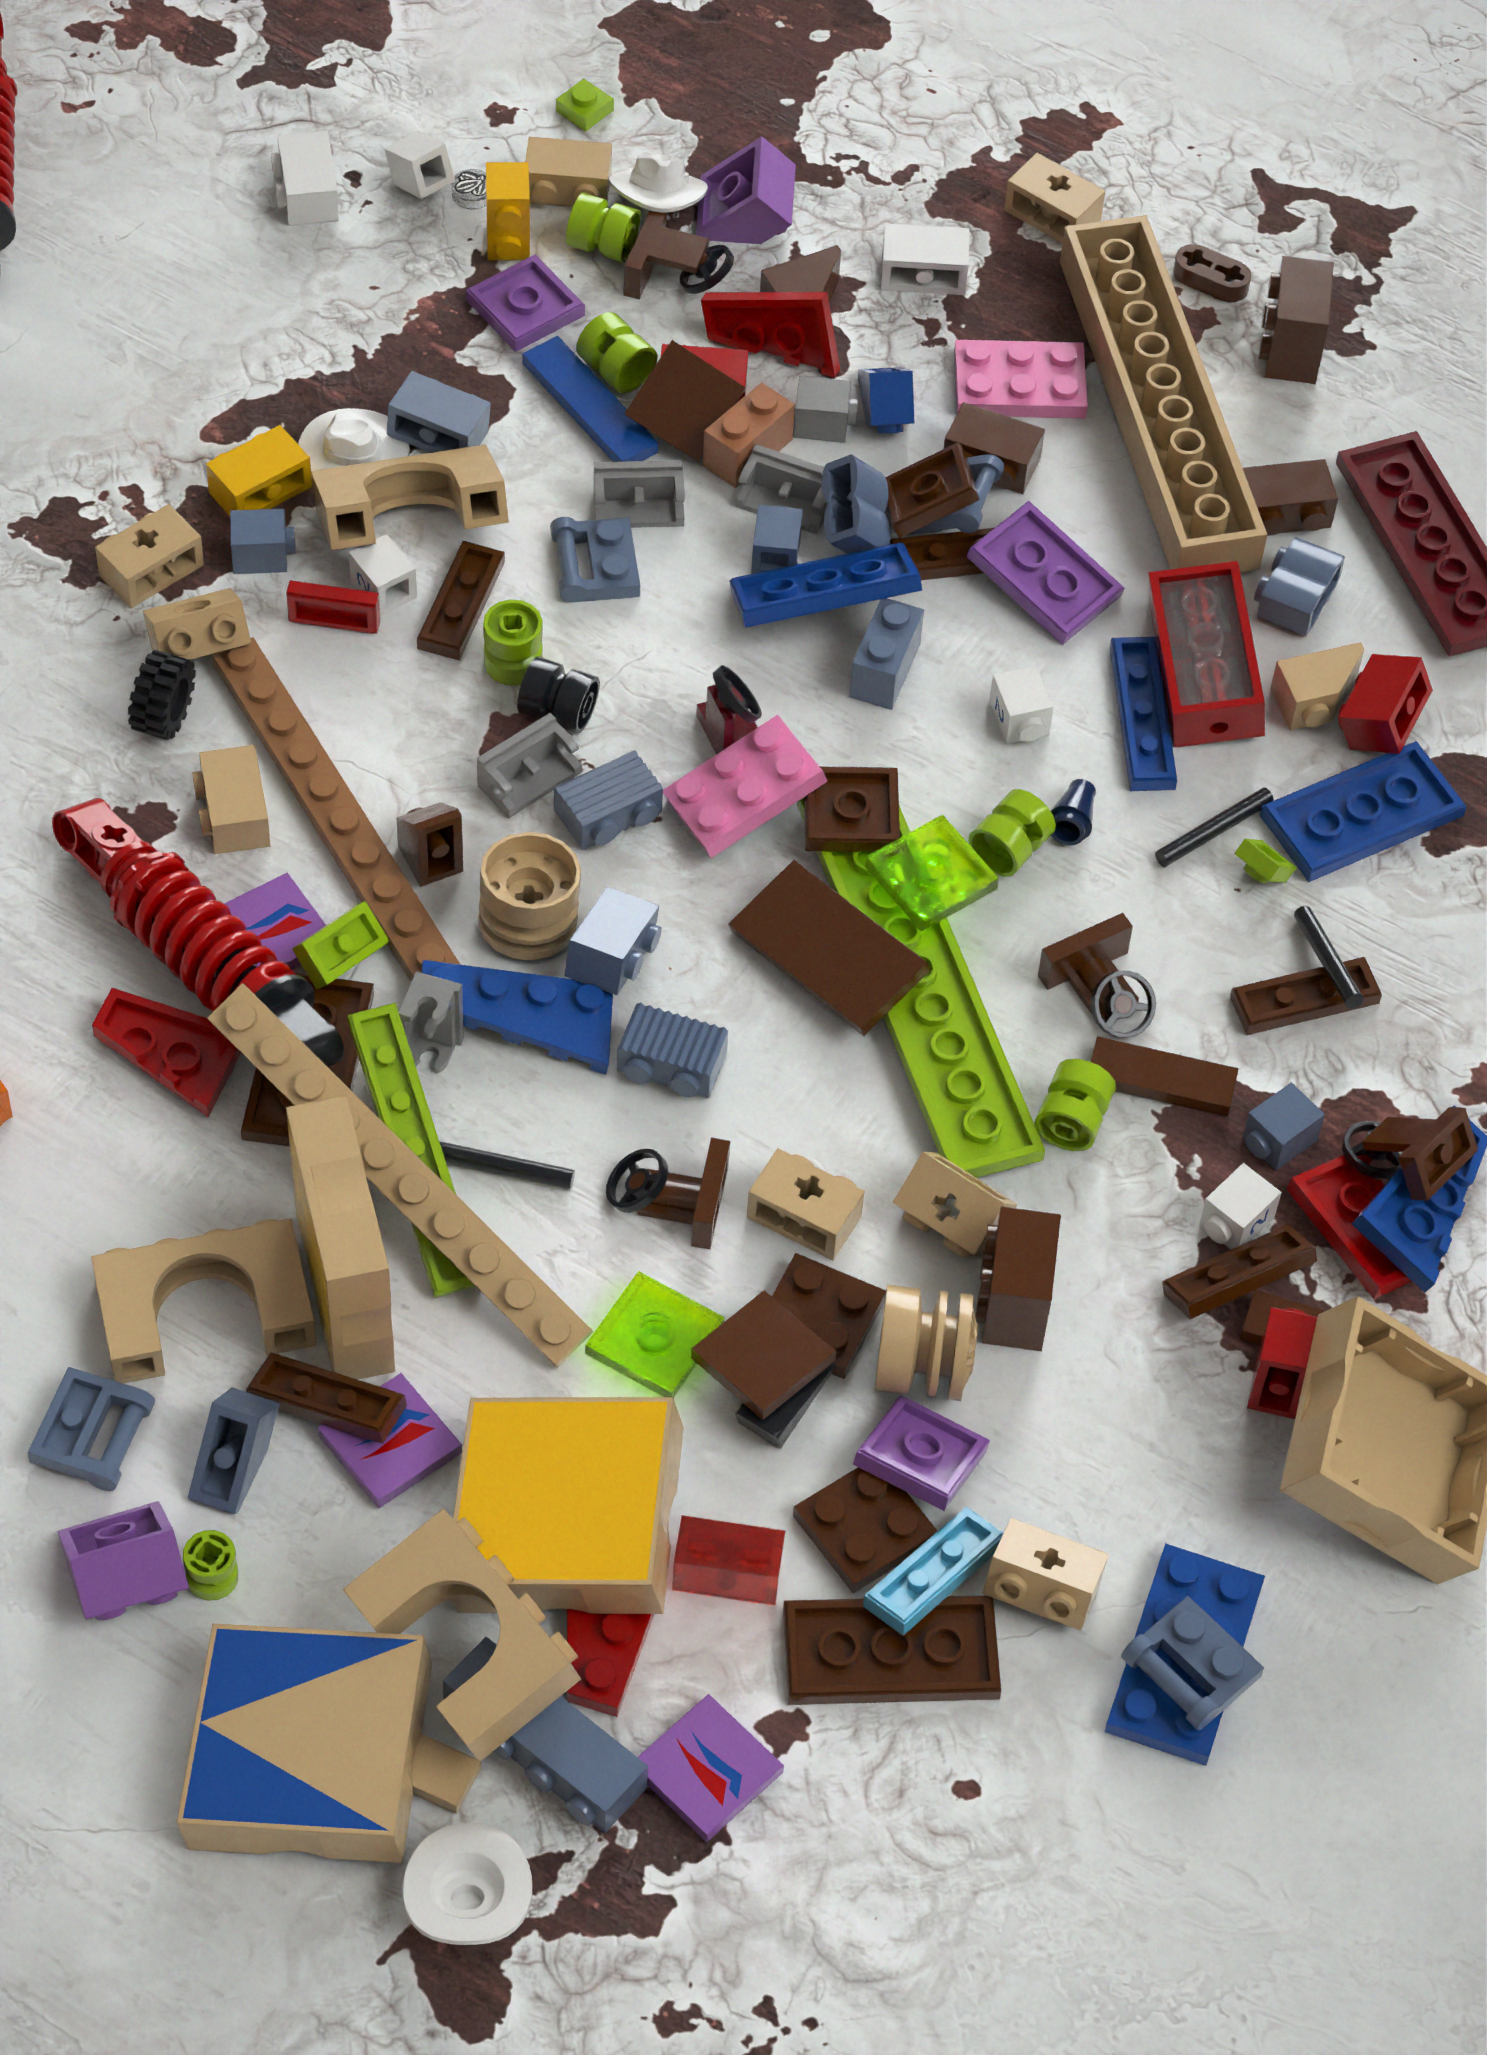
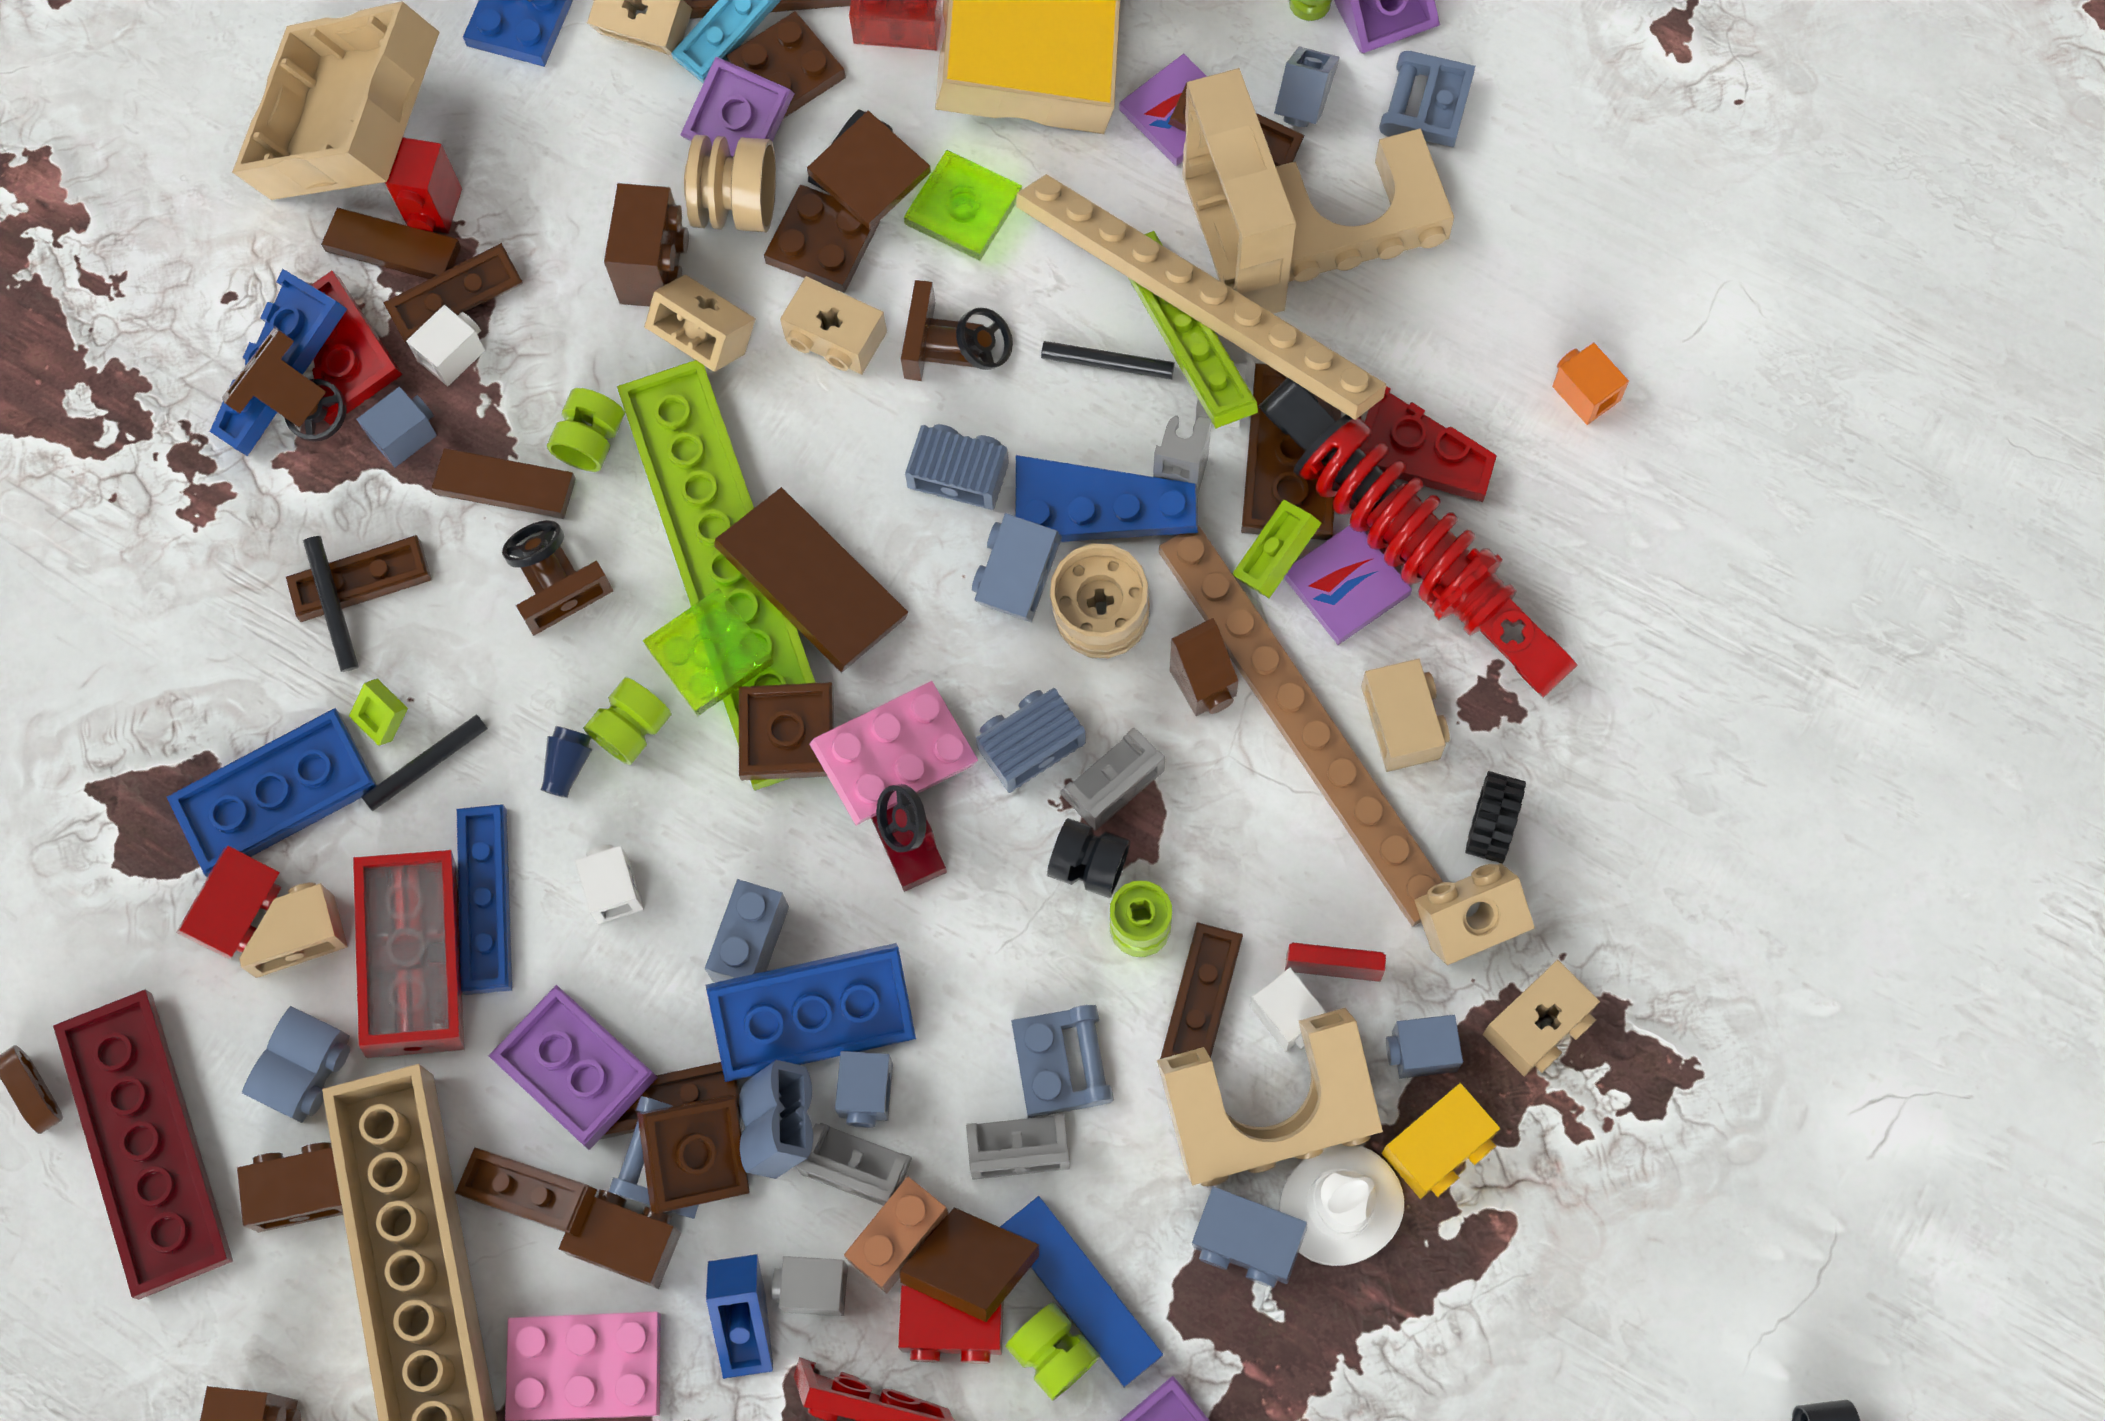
camera: 175 degrees left, 15 degrees up
(1079, 477) = (526, 1191): none -> reddish brown tile

